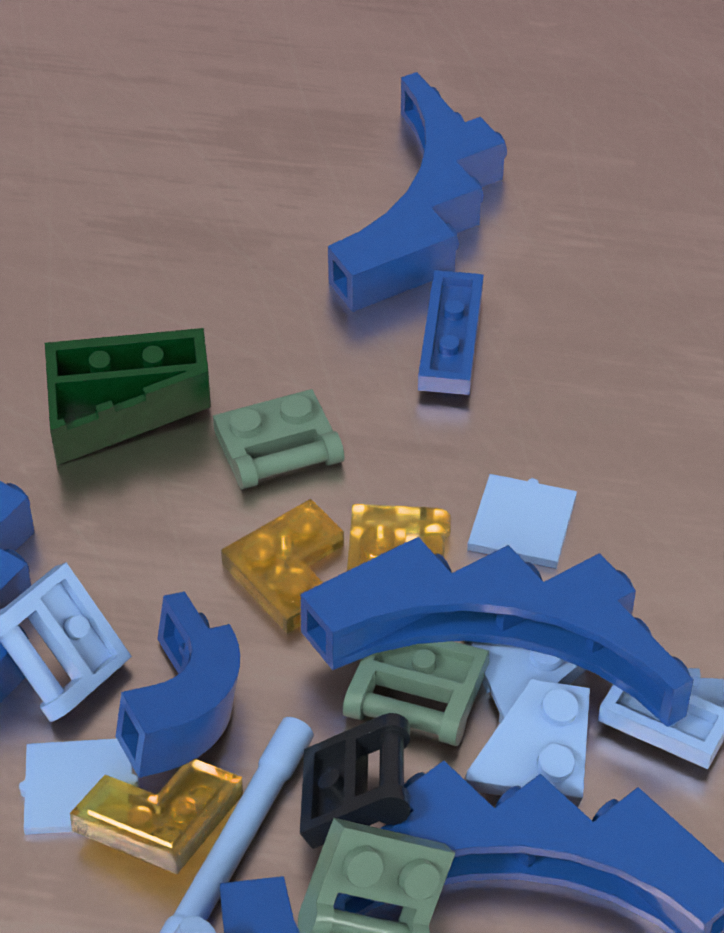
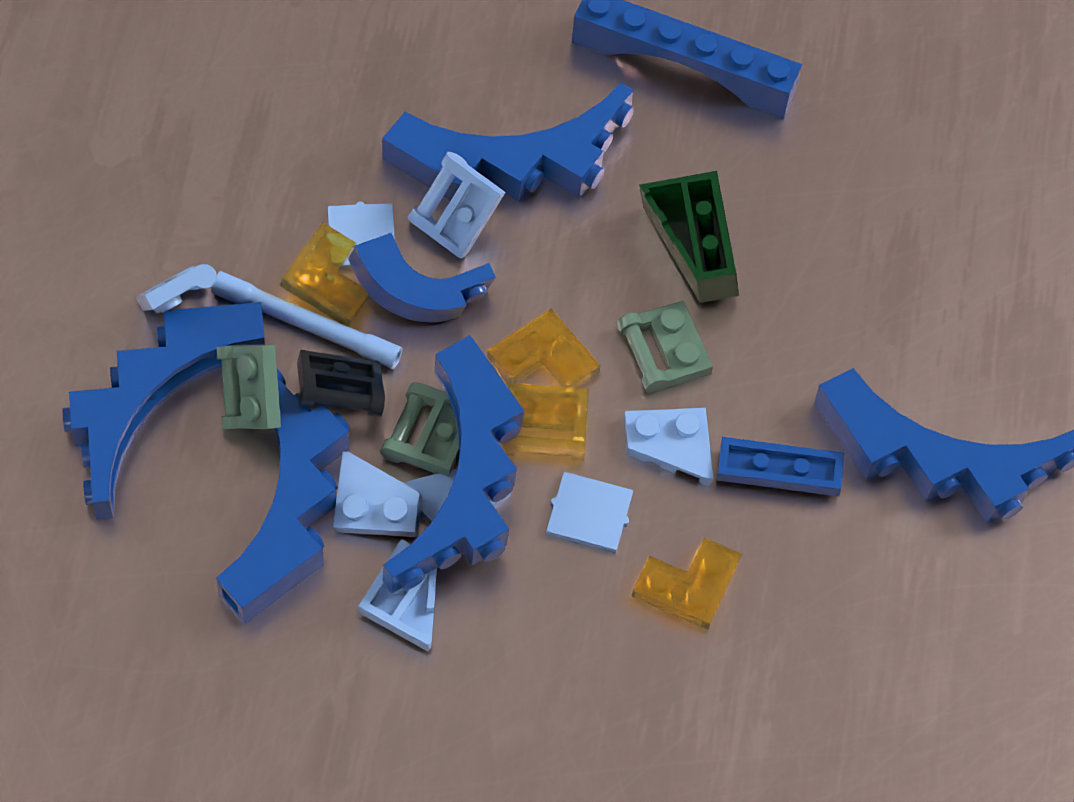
camera: 85 degrees right, 15 degrees up
(416, 435) = (671, 440): none -> light blue wing
(623, 414) = (693, 593): none -> clear yellow plate

